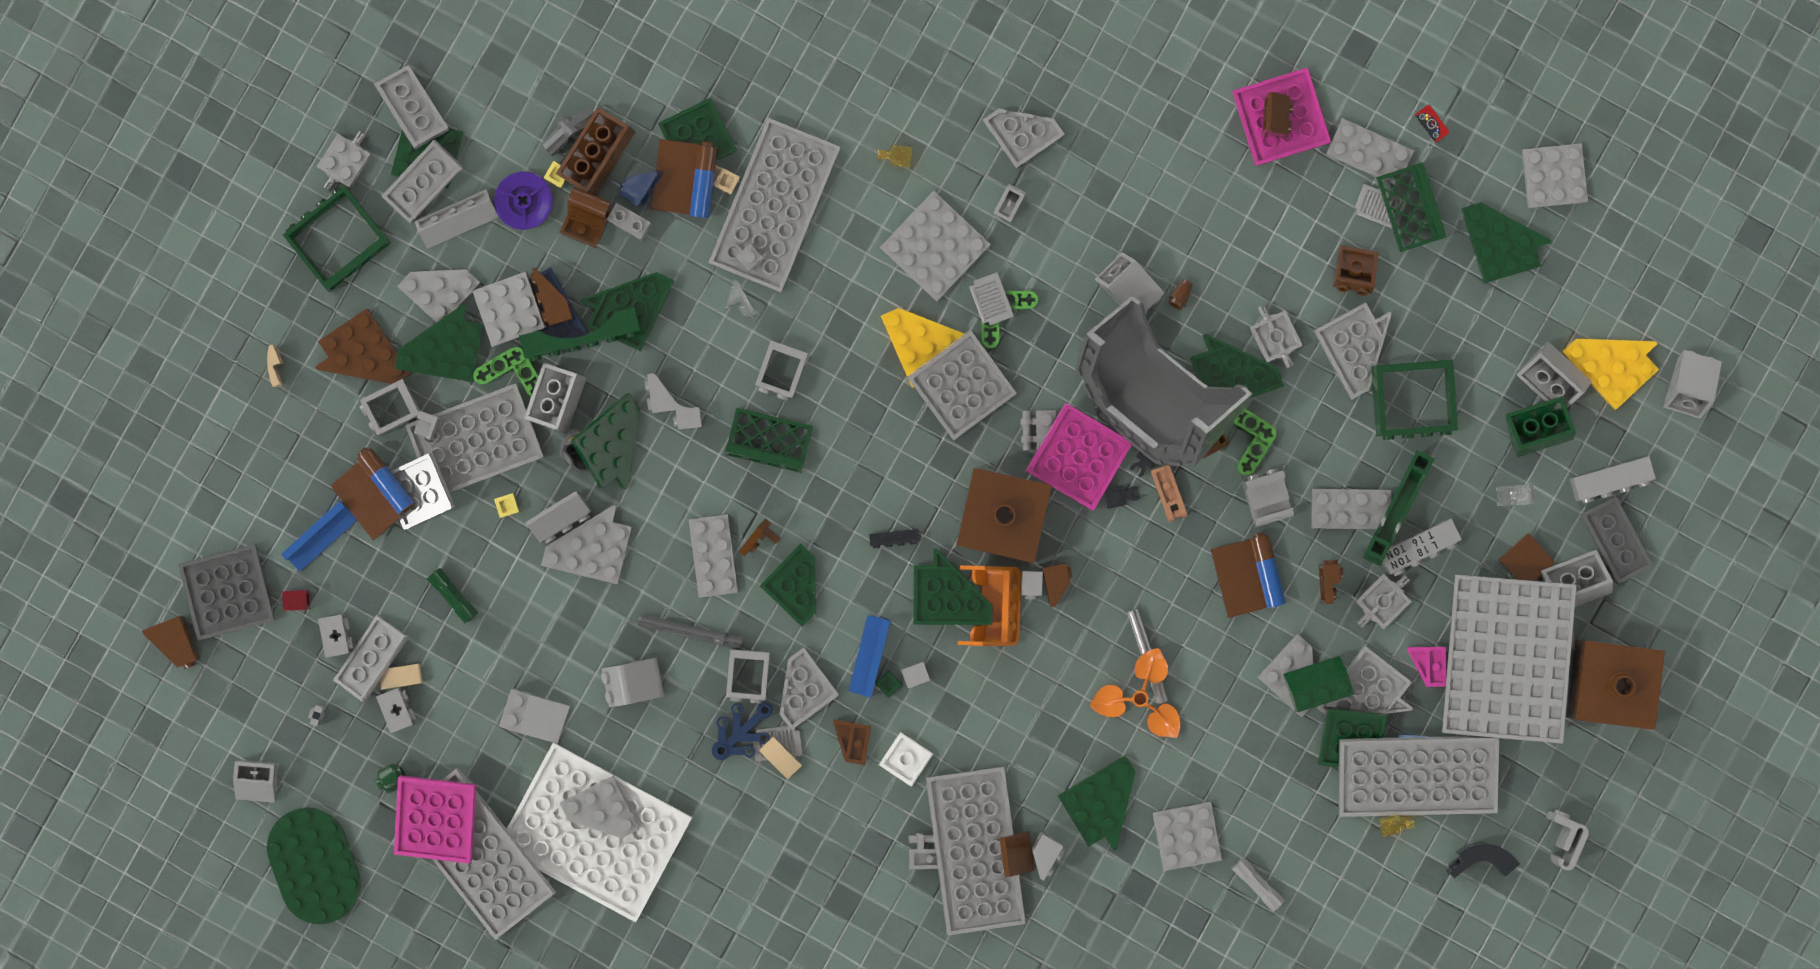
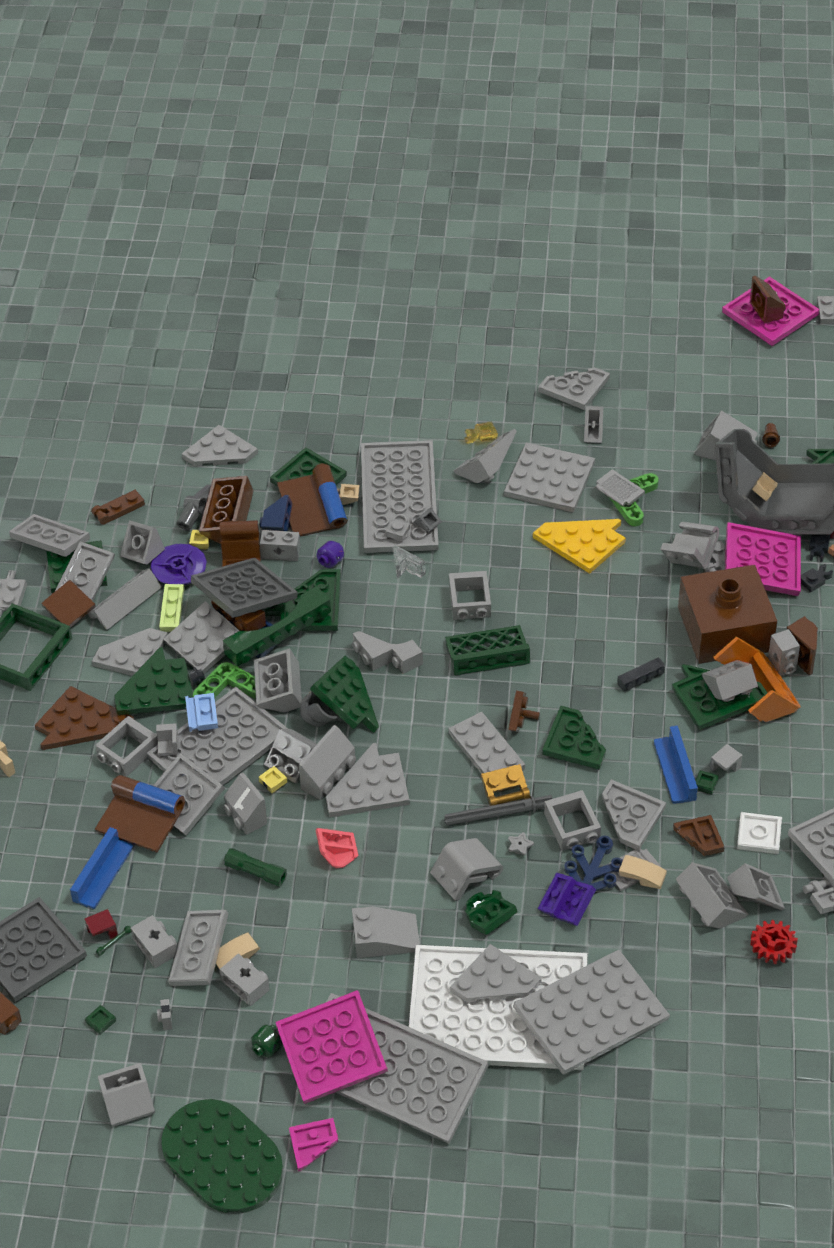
camera: 25 degrees left, 40 degrees down
(264, 690) = (100, 1019): none -> dark green tile
(319, 608) = (100, 951): none -> dark green hinge
(389, 887) = (312, 1141): none -> dark pink wing
(397, 209) = (68, 604): none -> reddish brown tile
(467, 529) = (245, 805): none -> light grey slope
(469, 405) = (201, 712): none -> light blue plate
(486, 352) = (197, 676): none -> black plate
(494, 162) = (141, 543): none -> light grey slope
(496, 90) = (118, 507): none -> reddish brown plate
(496, 253) = (171, 607): none -> yellowish green plate
(531, 607) = (337, 846): none -> coral slope
(535, 487) = (288, 753): none -> light grey slope
(563, 280) = (243, 587): none -> dark grey plate
(626, 53) = (219, 448): none -> light grey plate
(630, 735) = (488, 911): none -> dark green slope
(666, 877) = (591, 1011): none -> light grey plate
(673, 255) = (330, 554): none -> dark purple head
(697, 677) = (520, 849): none -> light grey plate
(701, 755) = (566, 899): none -> dark purple slope
(710, 604) = (502, 780): none -> pearl gold plate
(783, 258) = (428, 520): none -> dark grey slope
(827, 808) = (710, 896): none -> light grey slope
(860, 871) = (773, 941): none -> red gear
(868, 820) = (755, 886): none -> light grey slope
(879, 200) = (487, 460): none -> light grey wedge
(961, 385) = (629, 547): light grey plate -> none
(962, 594) = (731, 680): none -> light grey slope
(1016, 415) = (693, 546): none -> light grey piece
(1131, 367) = (764, 486): none -> tan slope

